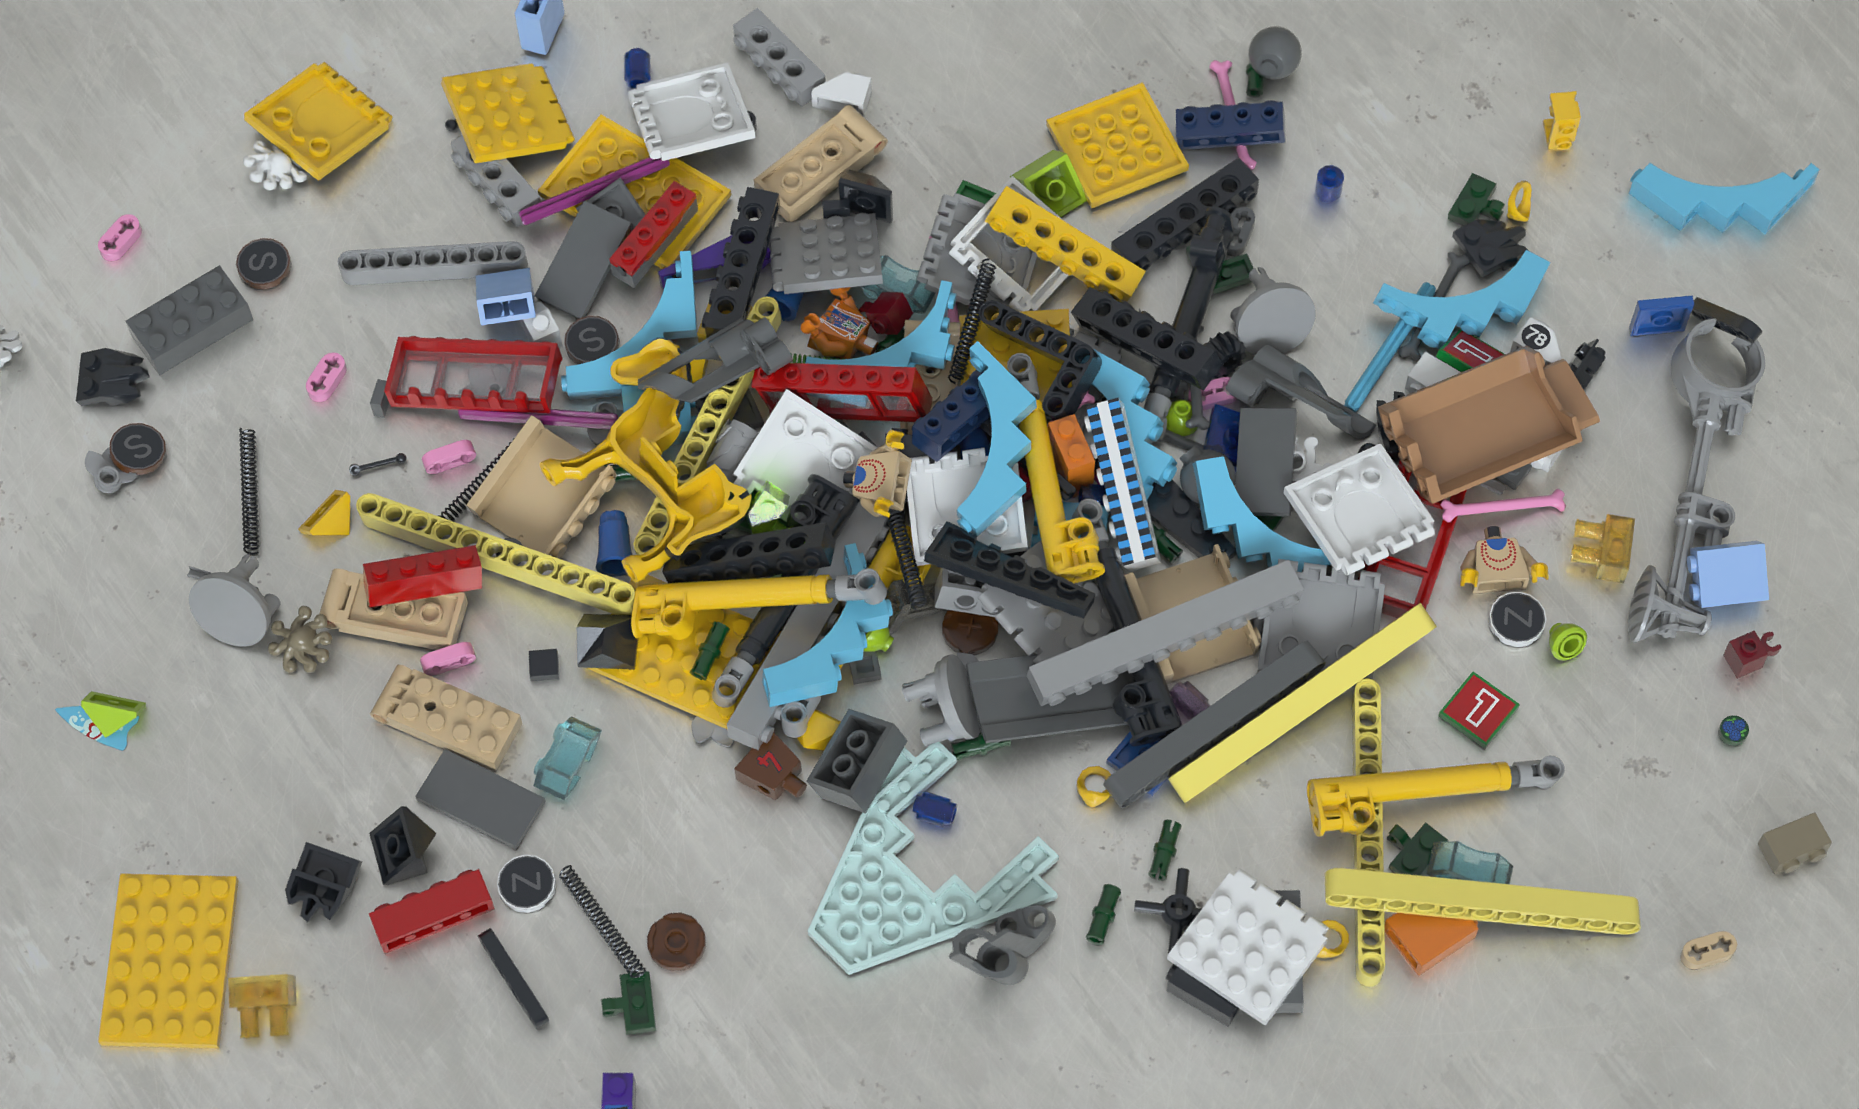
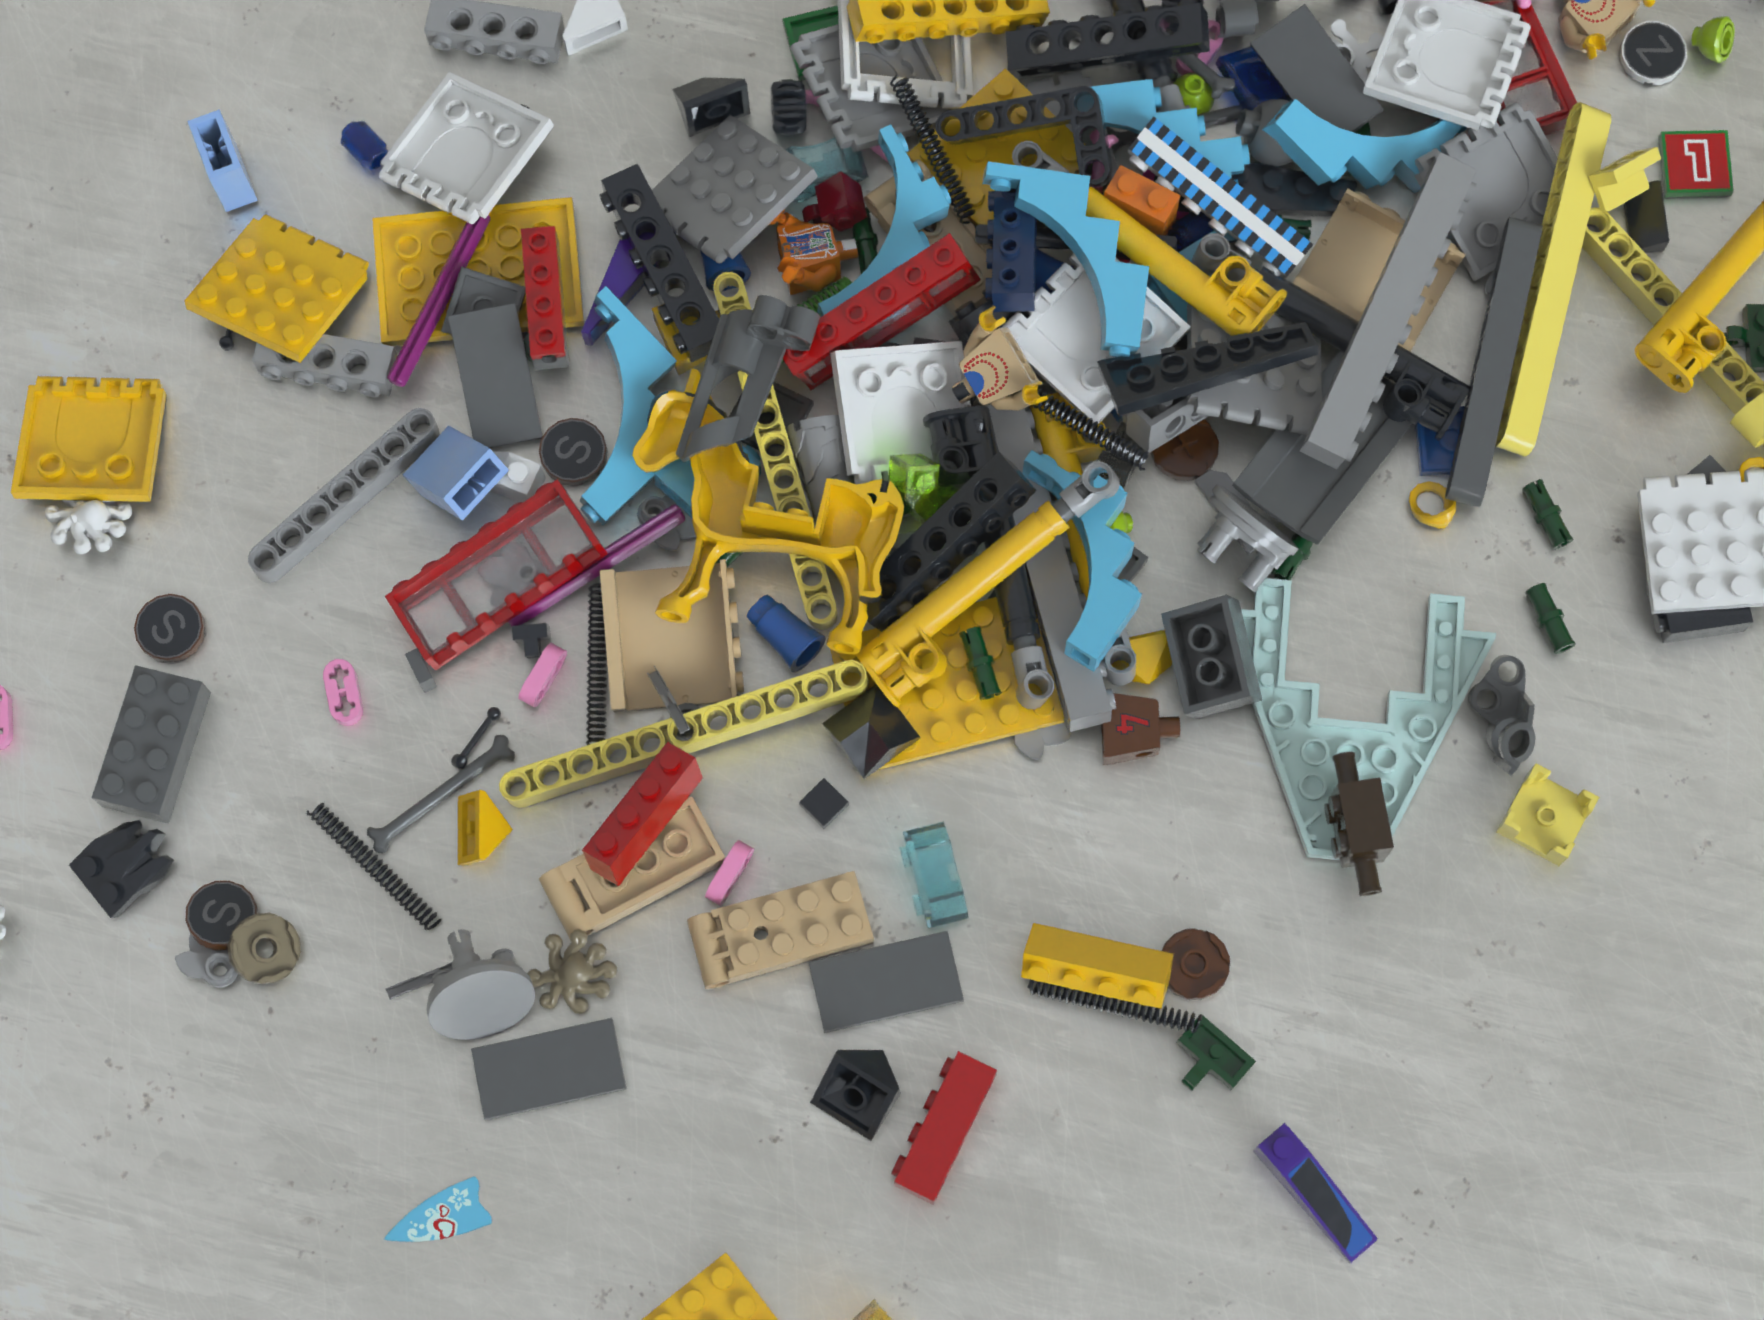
camera: 40 degrees left, 10 degrees up
(110, 711) = (446, 1195): lime slope -> none
(148, 470) = (243, 948): none -> dark tan tile
(237, 688) = (548, 1069): none -> dark grey tile
(321, 881) = (813, 1187): black plate -> none
(383, 482) = (383, 835): none -> dark grey piece
(462, 429) = (531, 636): none -> black tile
(503, 526) = (669, 701): none -> light grey piece
(513, 978) = (1081, 1126): black beam -> none
(526, 883) = (1005, 1025): black tile -> none
(610, 888) = (1097, 965): none -> yellow brick
(819, 161) = (633, 122): tan hinge -> none
(836, 208) = (691, 138): black tile -> none
(848, 930) = (1359, 823): none -> dark brown brick
(912, 233) = (788, 107): none -> black gear
(934, 809) = (1315, 644): clear blue brick -> none
(982, 1032) = (1546, 816): none -> light yellow panel
(1168, 911) = (1604, 569): black bar -> none
(1188, 699) = (1448, 356): clear purple brick -> none
(1406, 675) = (1623, 178): none -> light yellow panel
(1410, 717) = (1647, 219): none -> black slope

